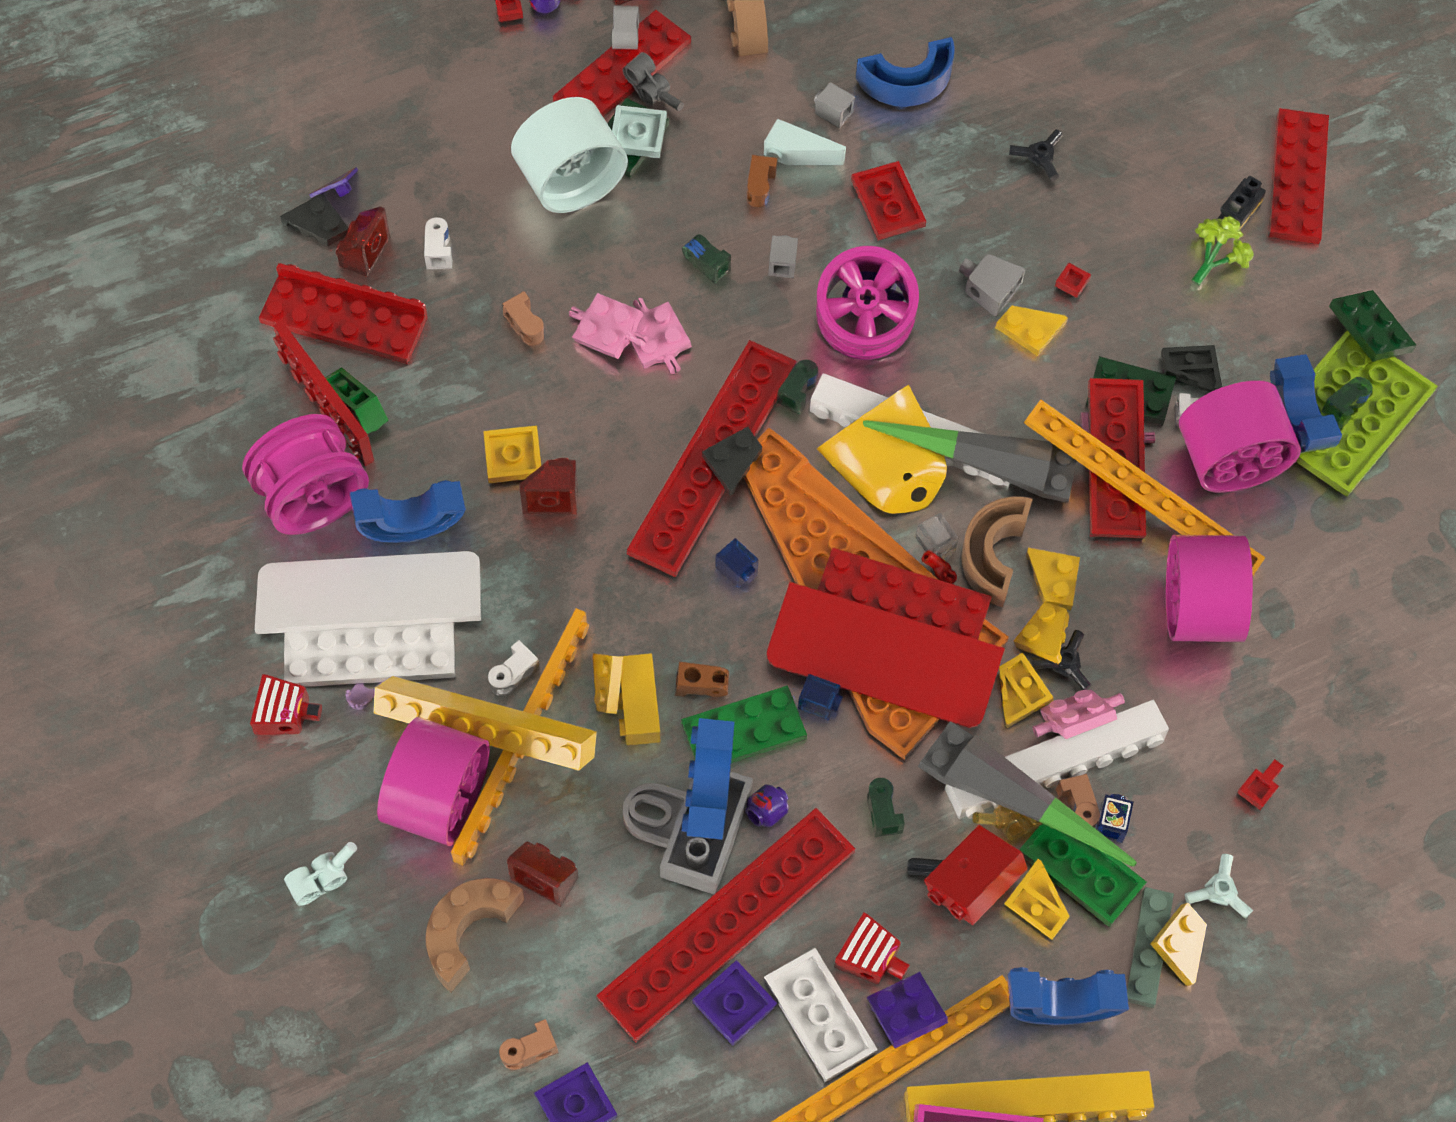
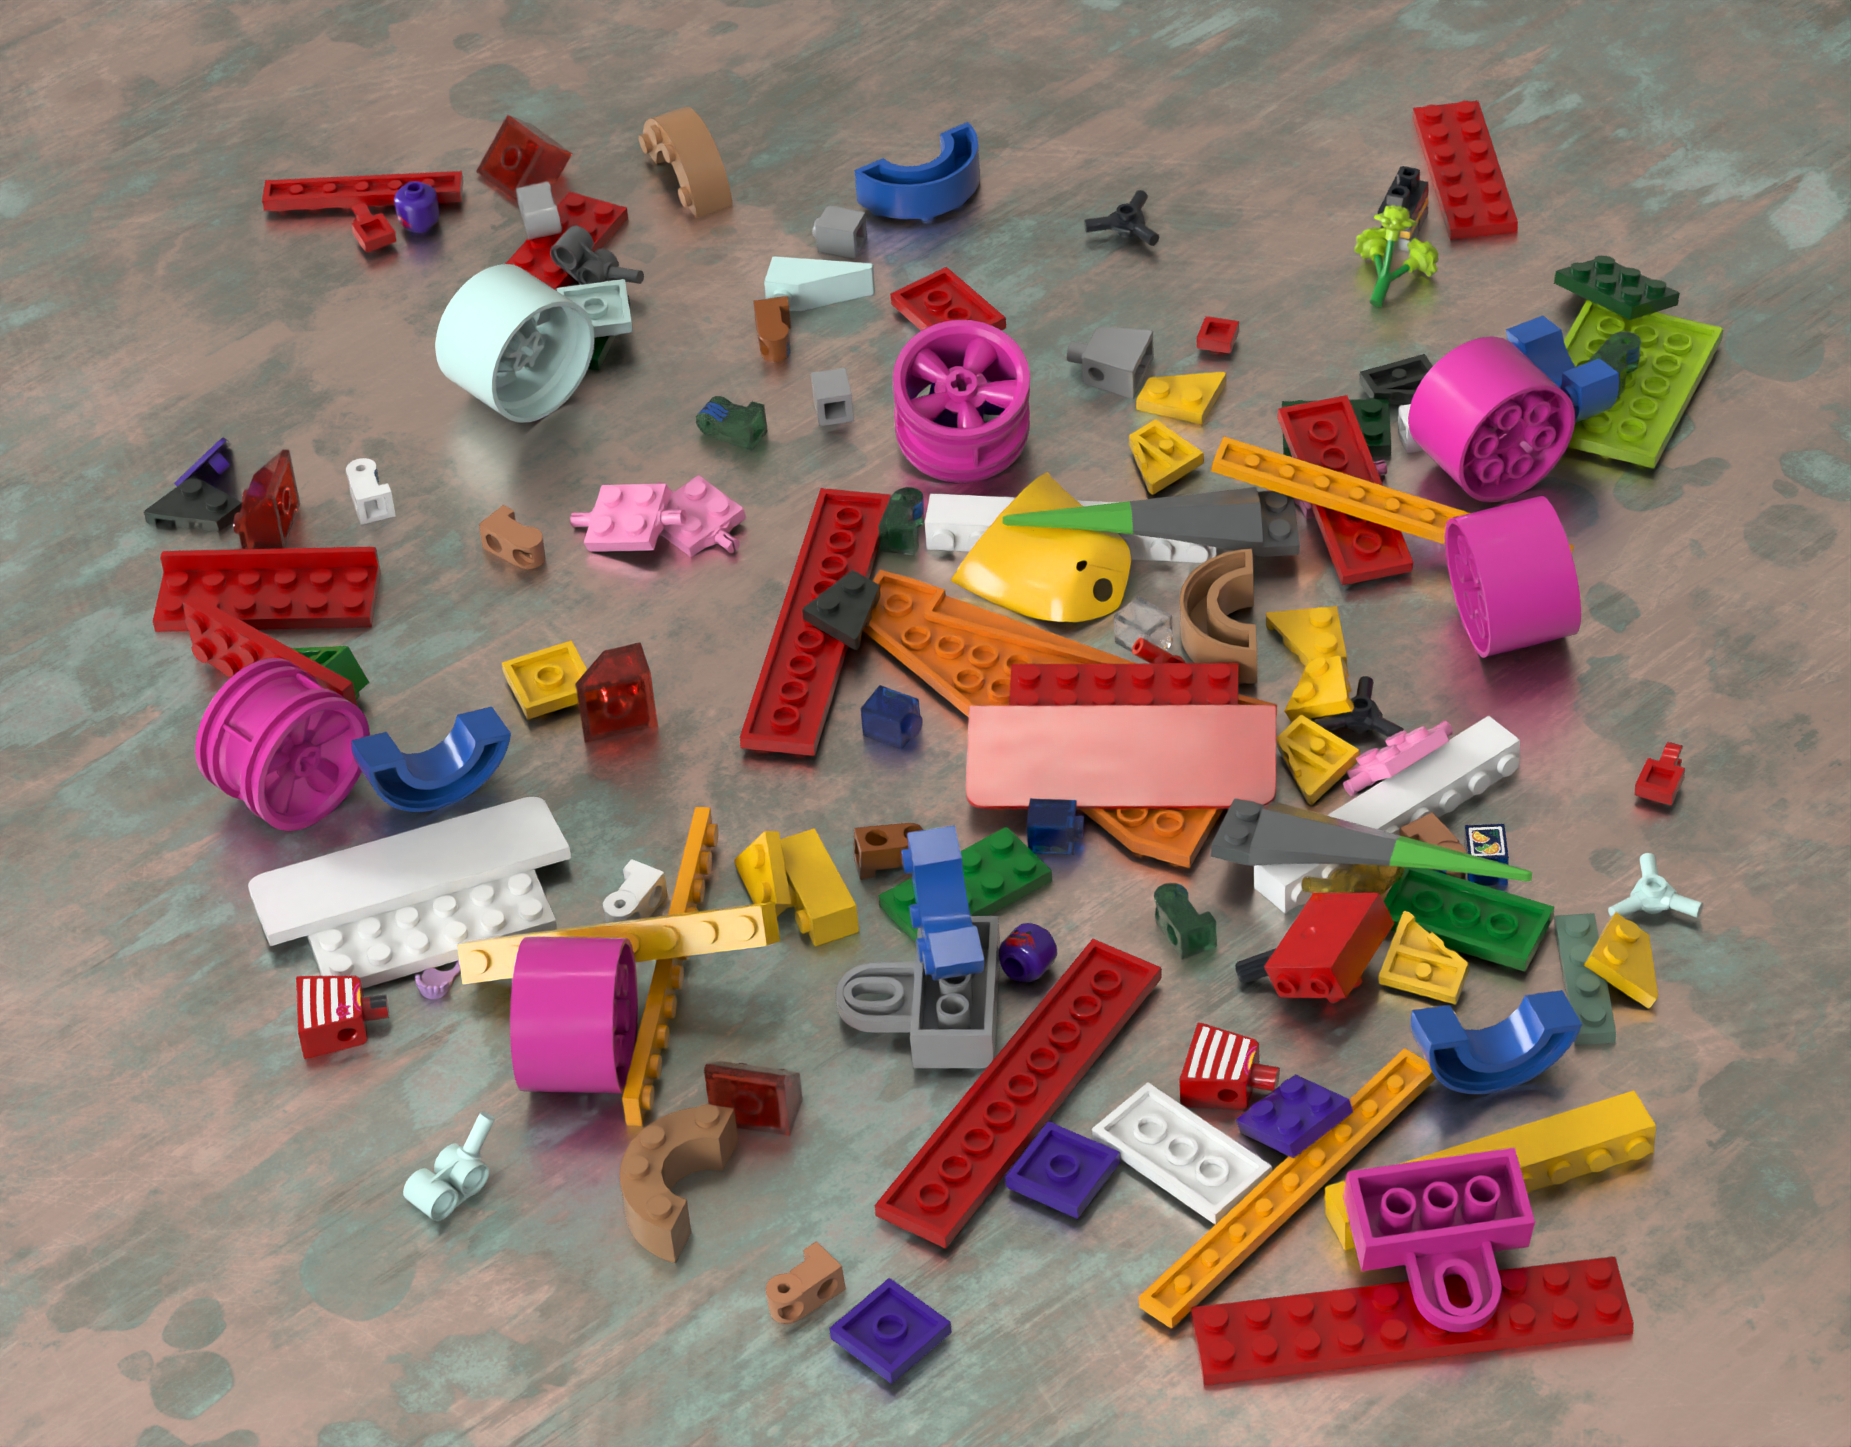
camera: 10 degrees left, 20 degrees down
(999, 380) = (1162, 455): none -> yellow wing

